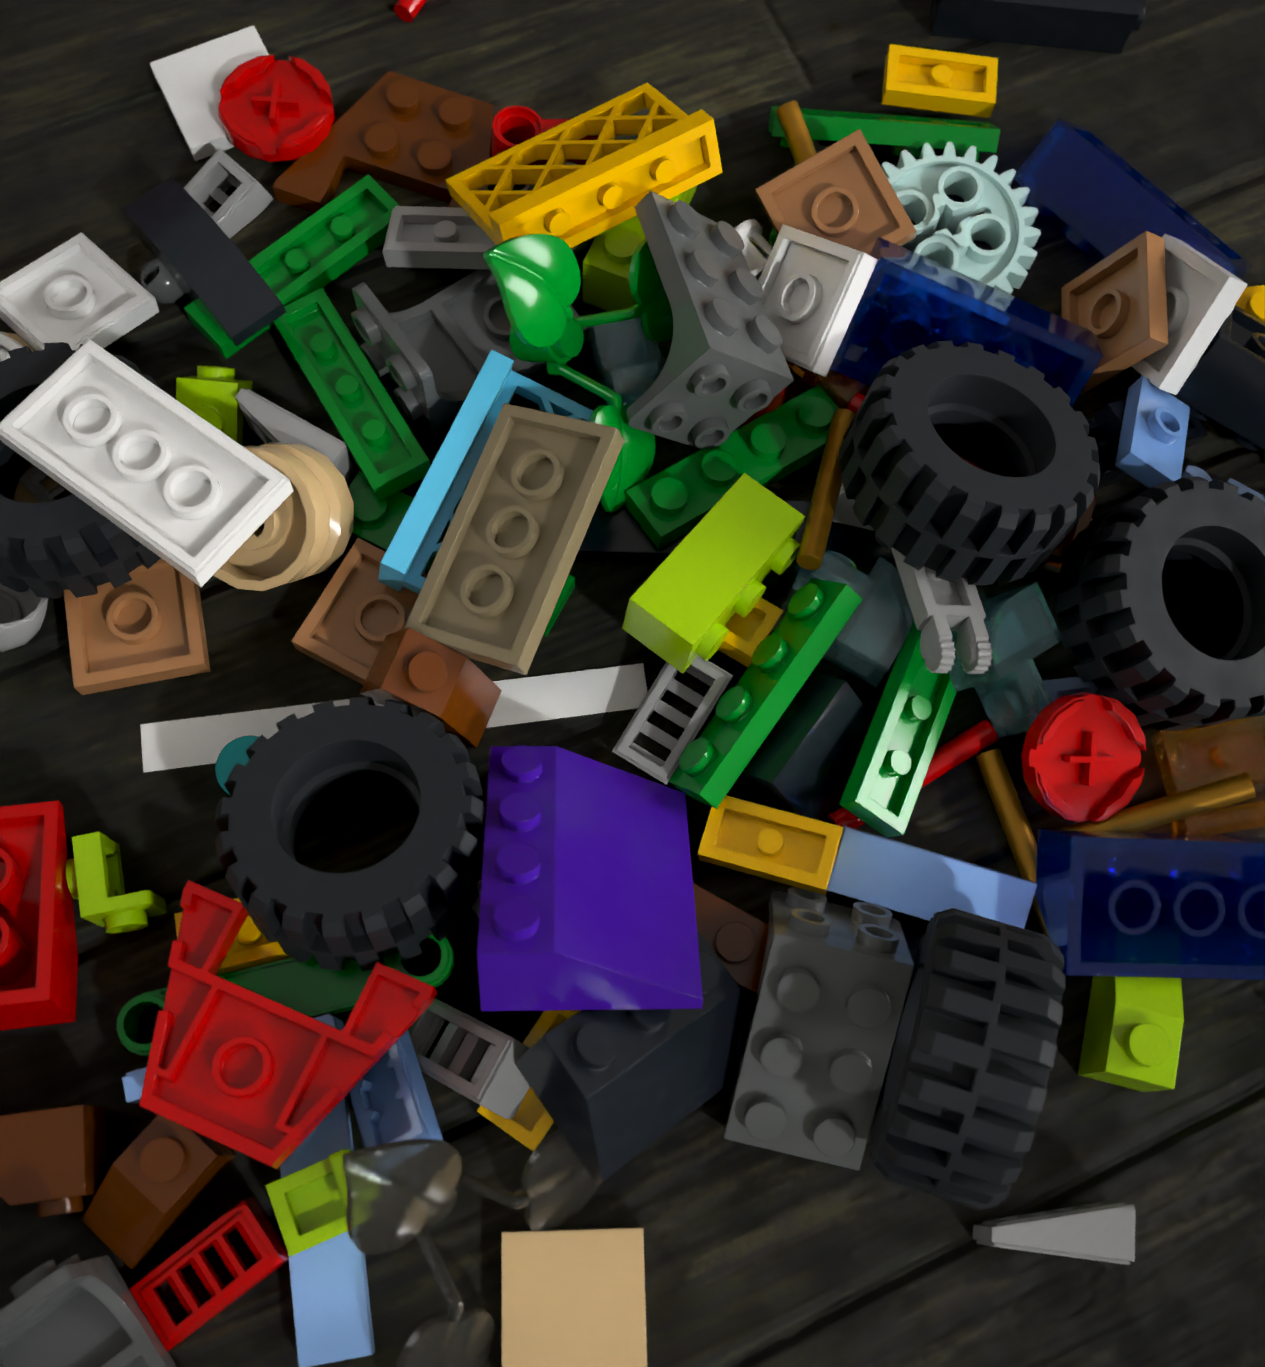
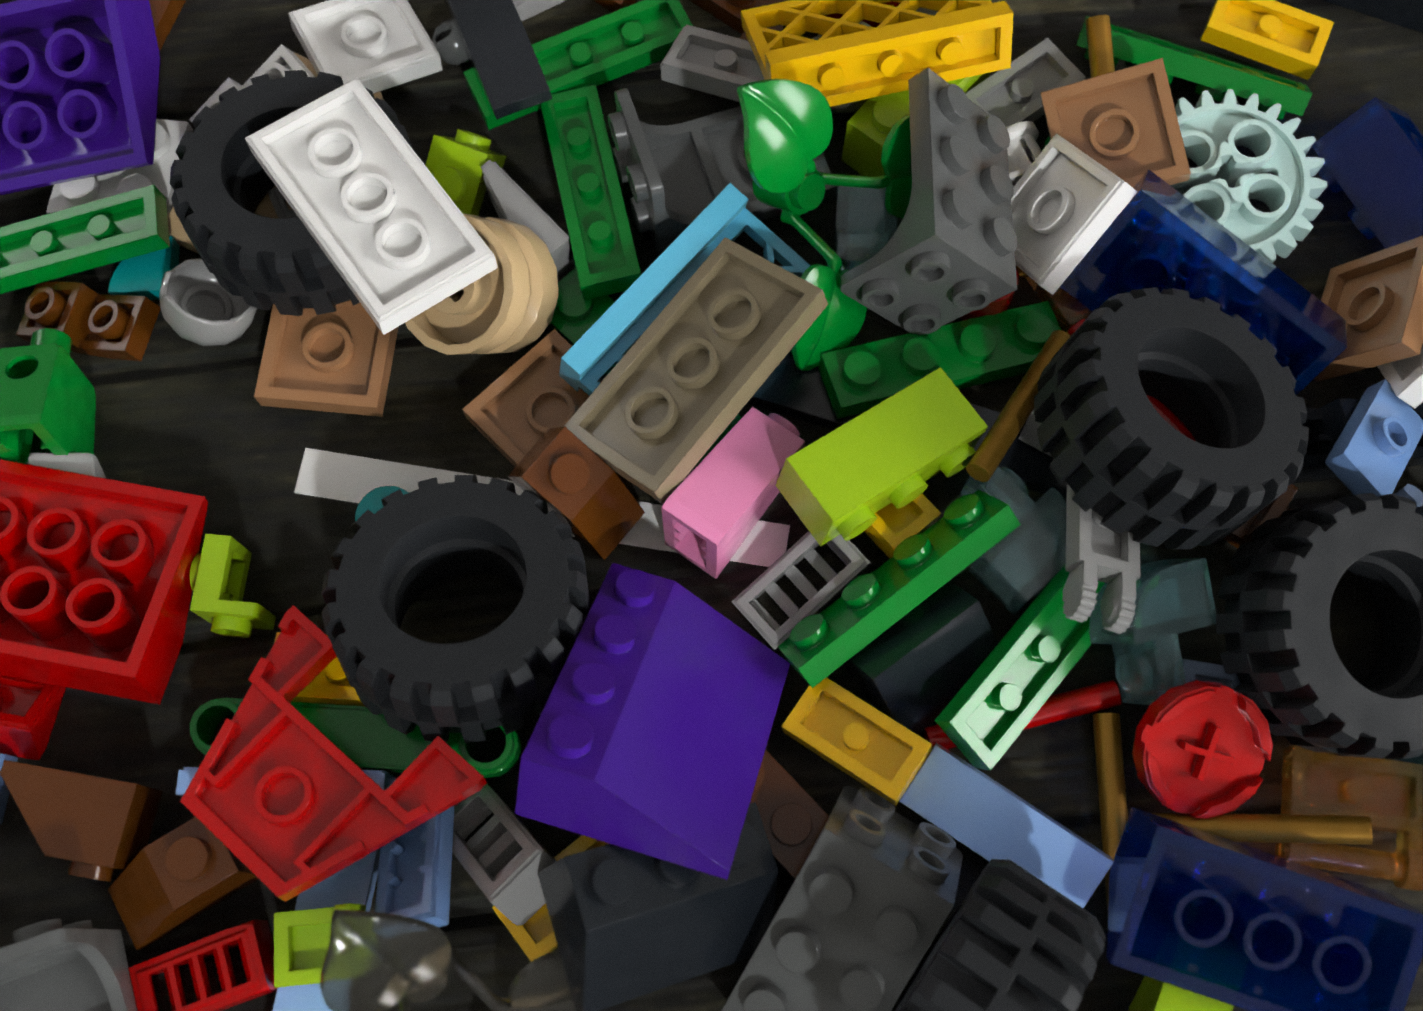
camera: 25 degrees right, 0 degrees up
(580, 645) = (729, 491): none -> bright pink slope
(733, 193) = (1016, 91): none -> light grey plate

